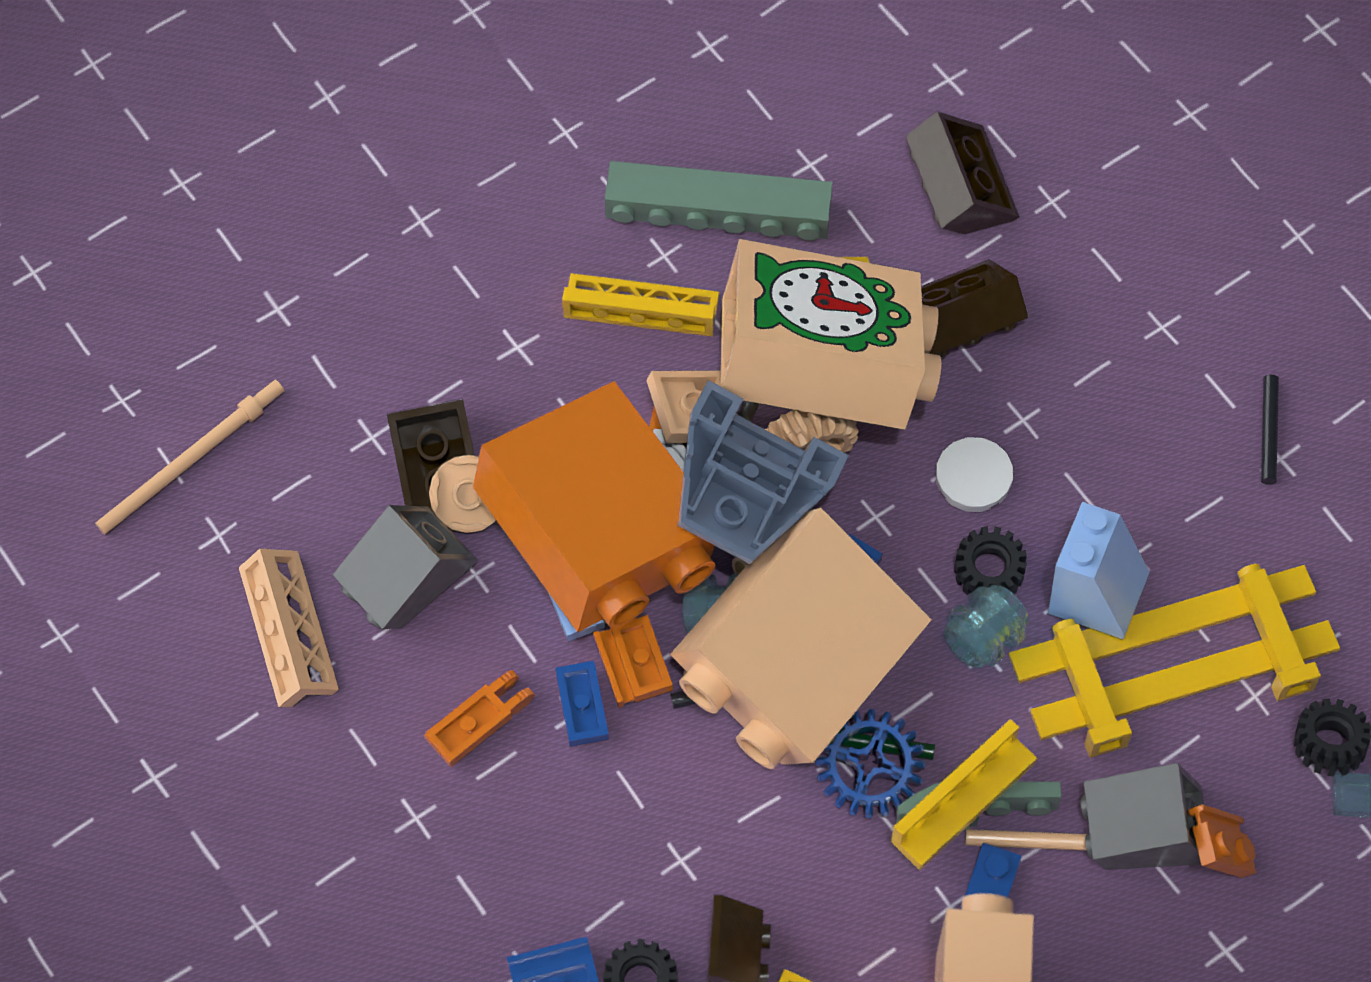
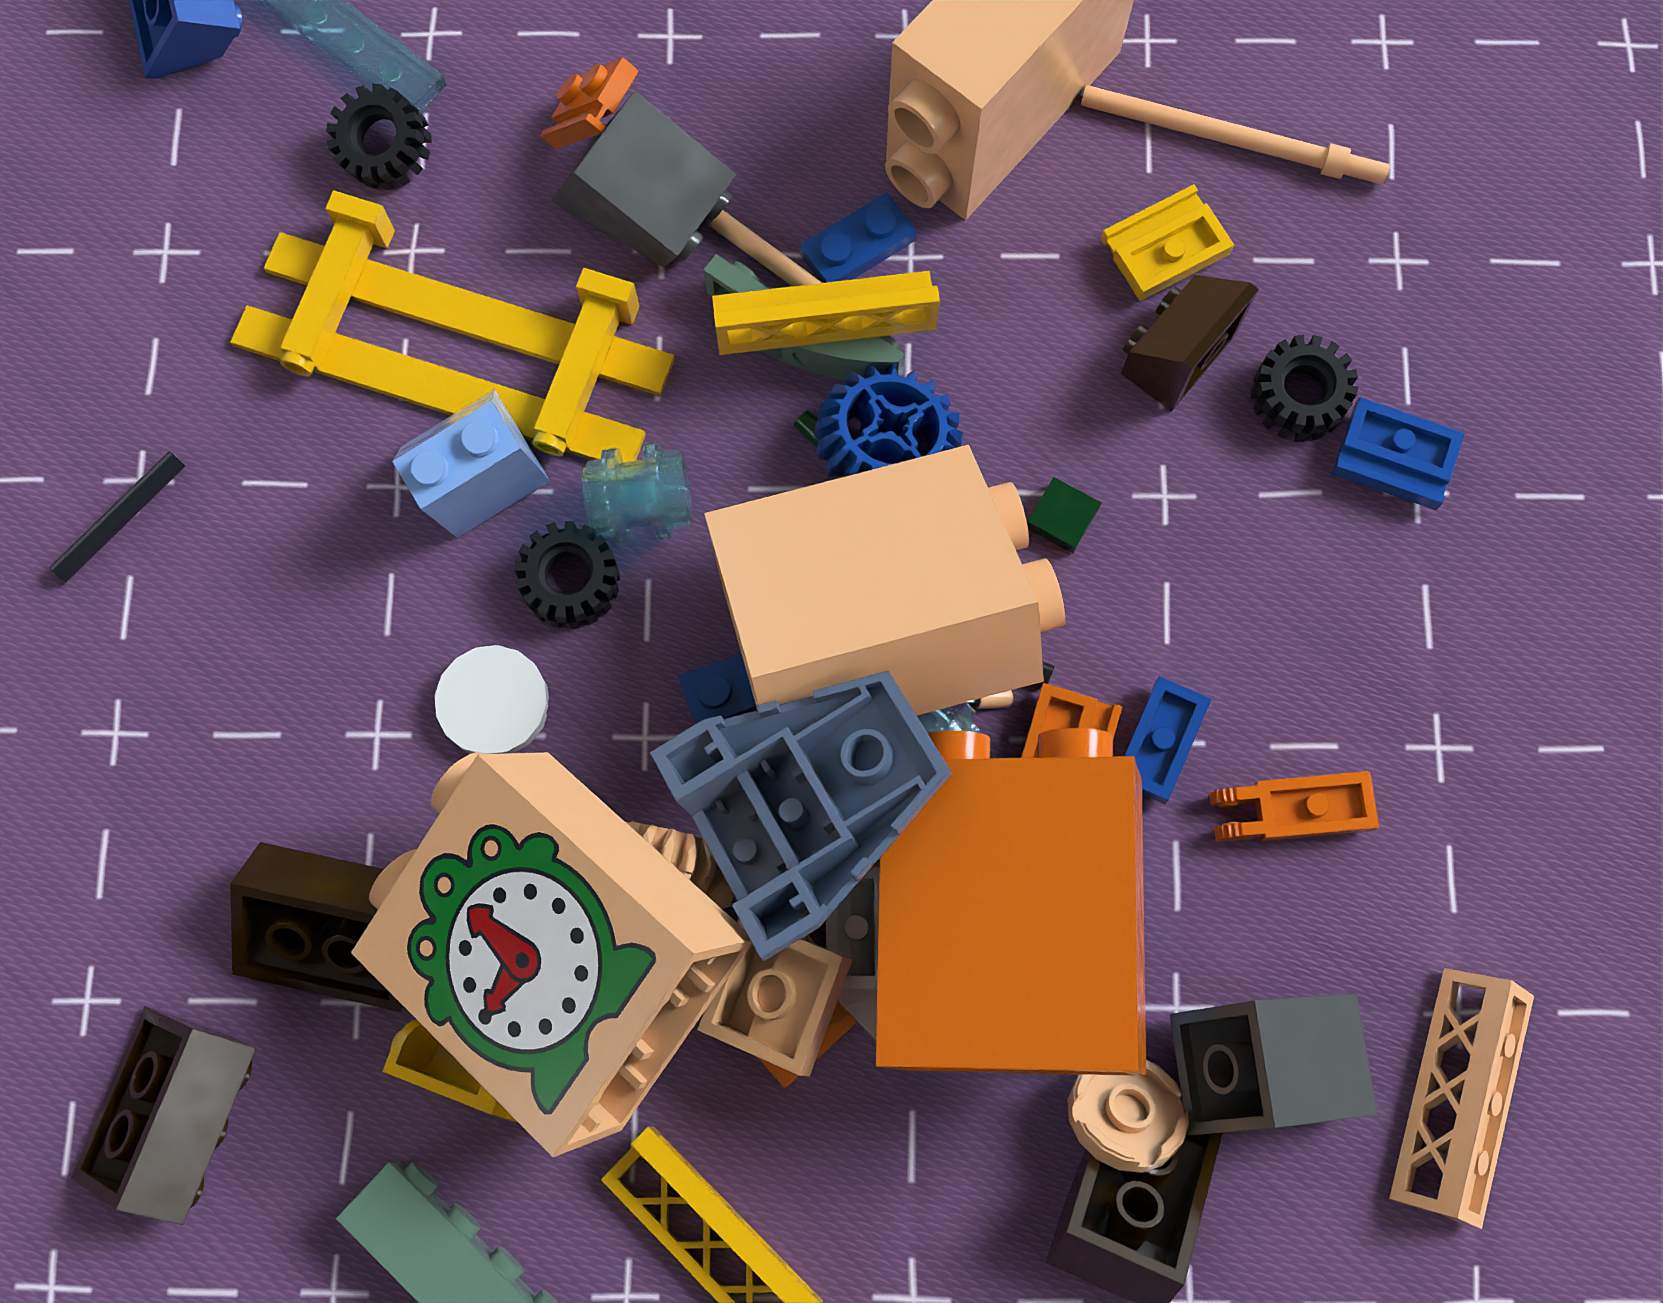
camera: 145 degrees left, 10 degrees up
(732, 800) = (1063, 515): none -> dark green tile

